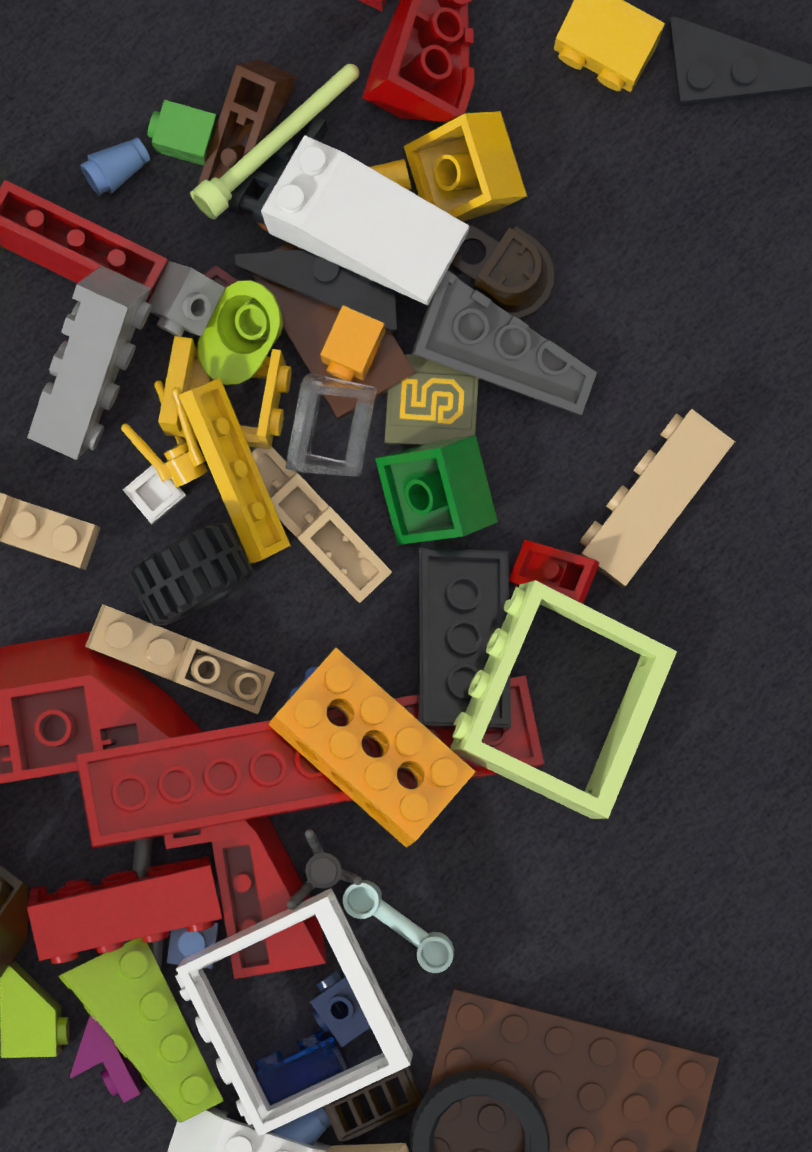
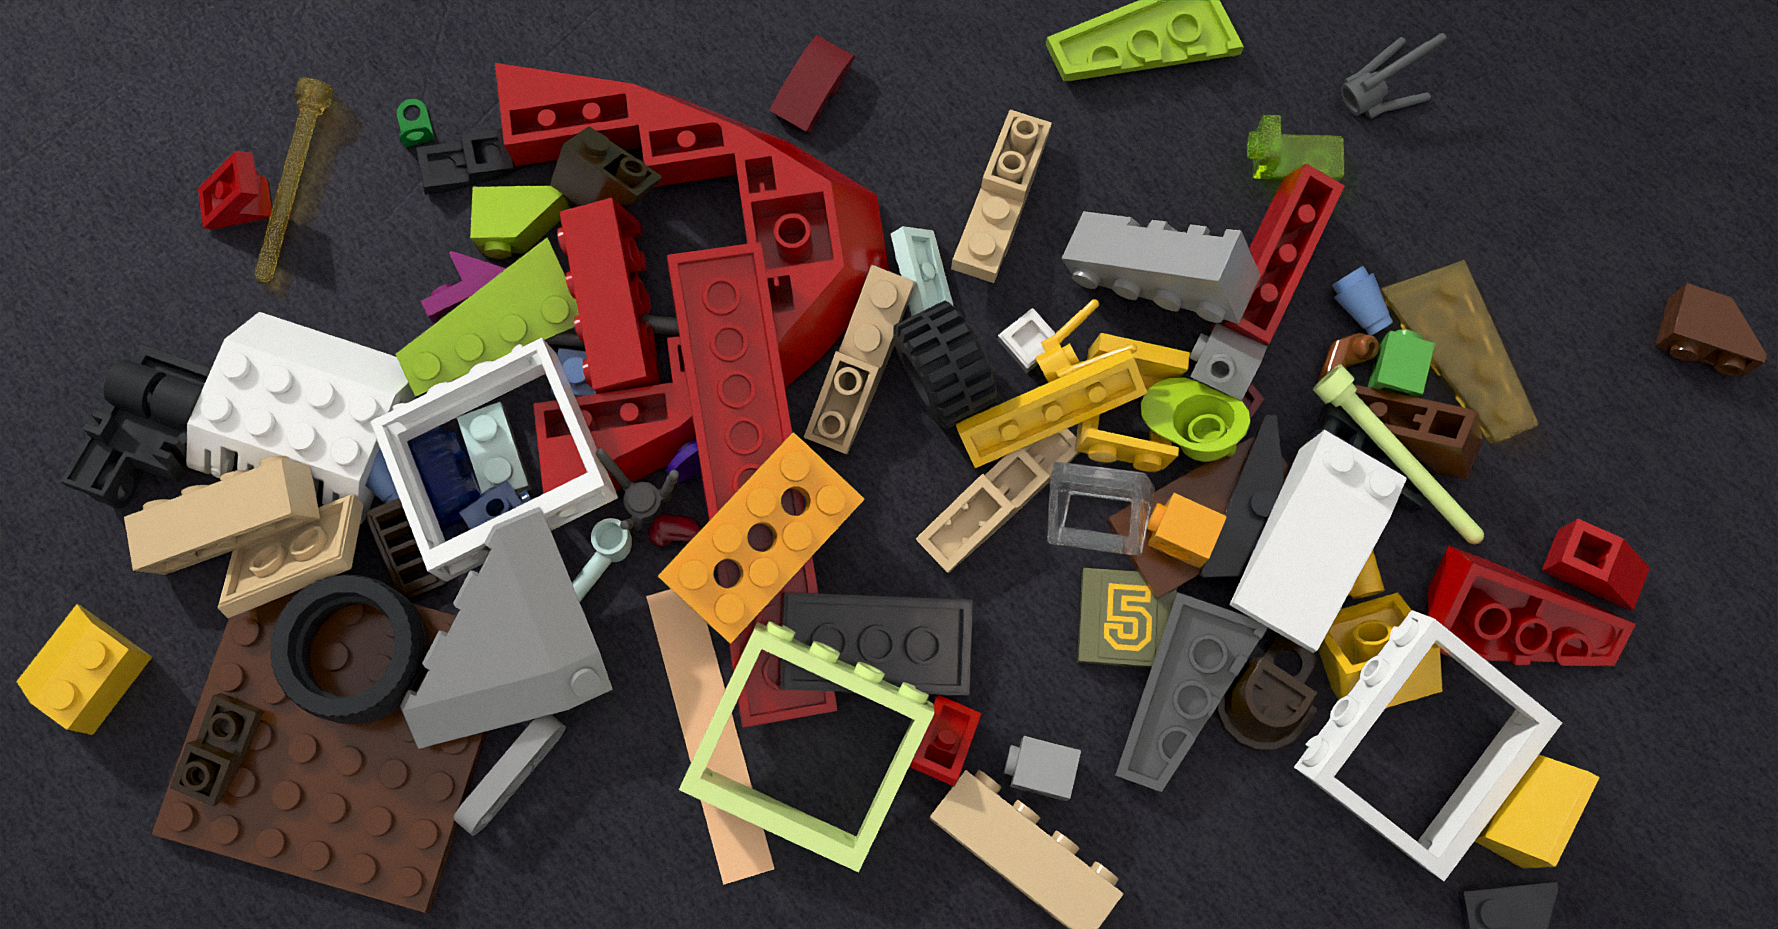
camera: 90 degrees right, 10 degrees down
(82, 598) = (921, 262): none -> light aqua plate
(134, 80) = (1467, 349): none -> clear yellow wing
(167, 183) = (1349, 352): none -> dark orange arm
(274, 1021) = (493, 448): none -> light aqua plate
(284, 826) = (685, 462): none -> dark purple piece
(350, 835) = (673, 528): none -> dark red arm
(437, 490) = (1032, 620): green slope -> none
(477, 979) = (514, 645): none -> light grey slope
(518, 808) = (697, 690): none -> light nougat sticker
(577, 481) = (1043, 768): none -> light grey brick
(588, 985) = (509, 773): none -> light grey beam
(593, 83) = (1485, 784): none -> white window

